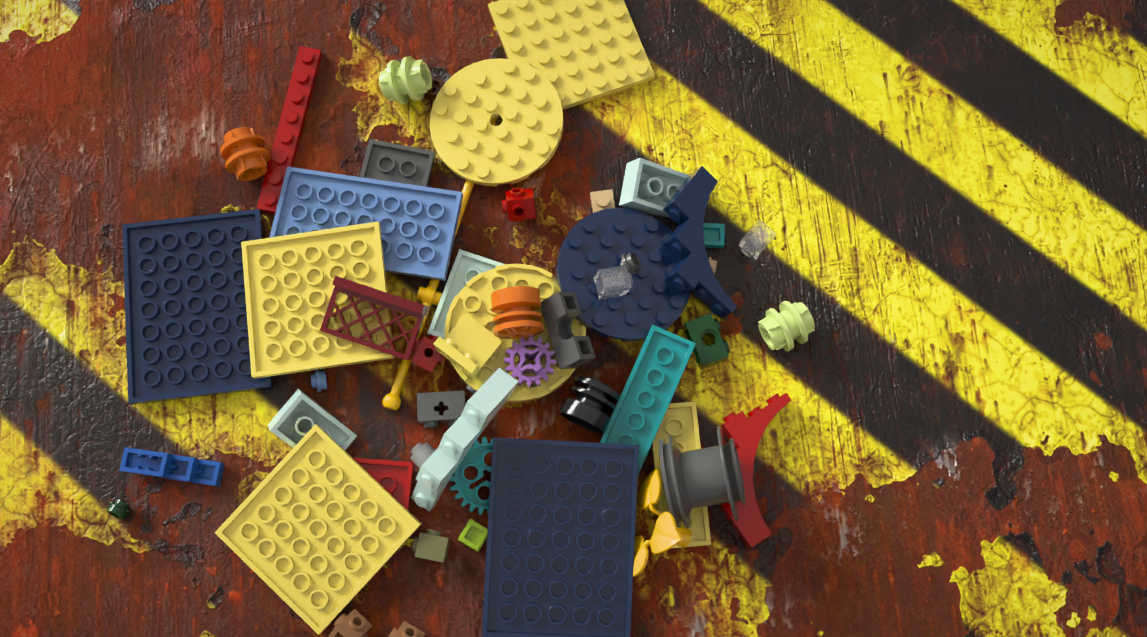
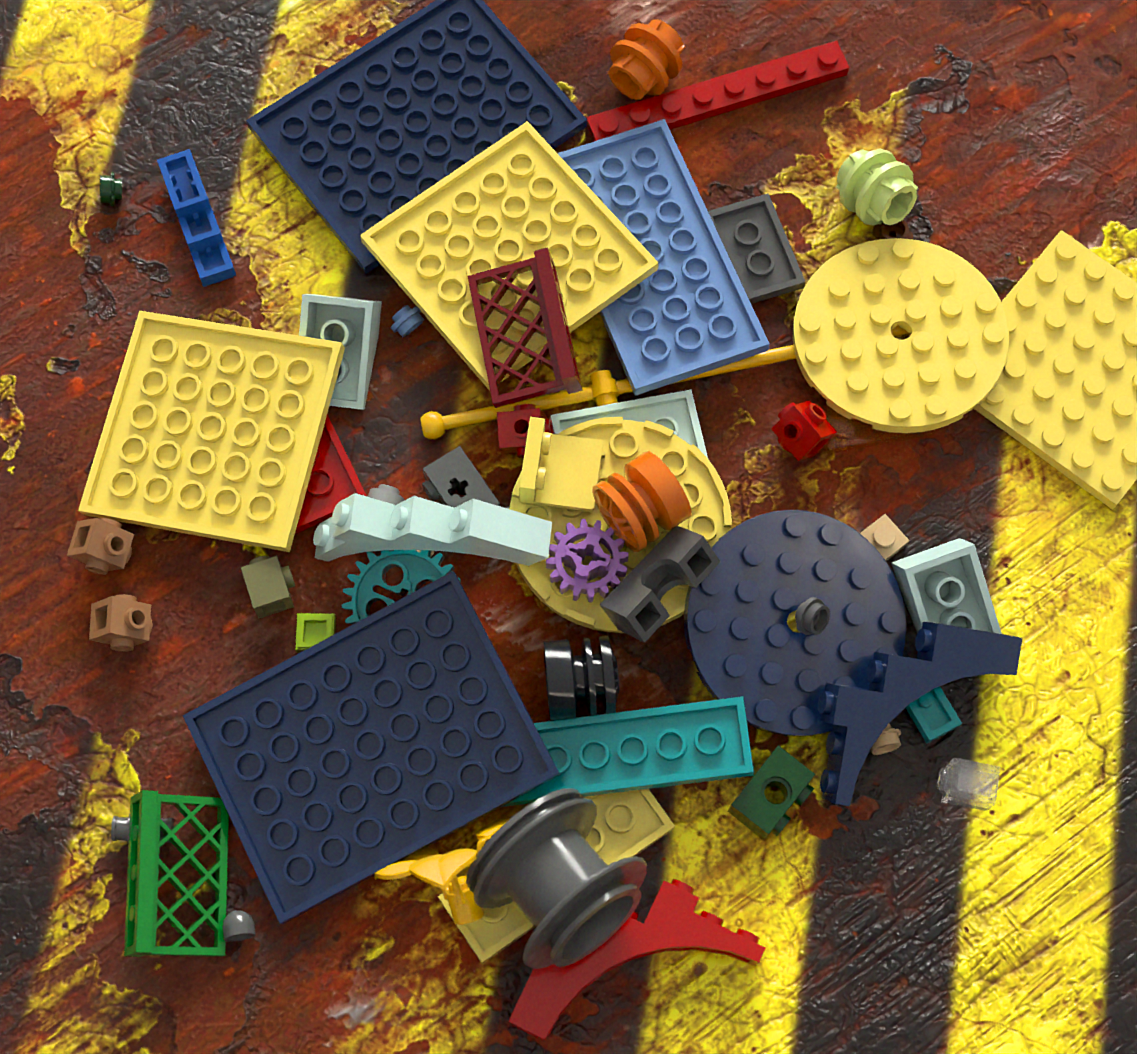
camera: 60 degrees right, 5 degrees down
(613, 282) = (768, 606): clear brick -> none
(783, 327) = (866, 894): yellowish green piece -> none

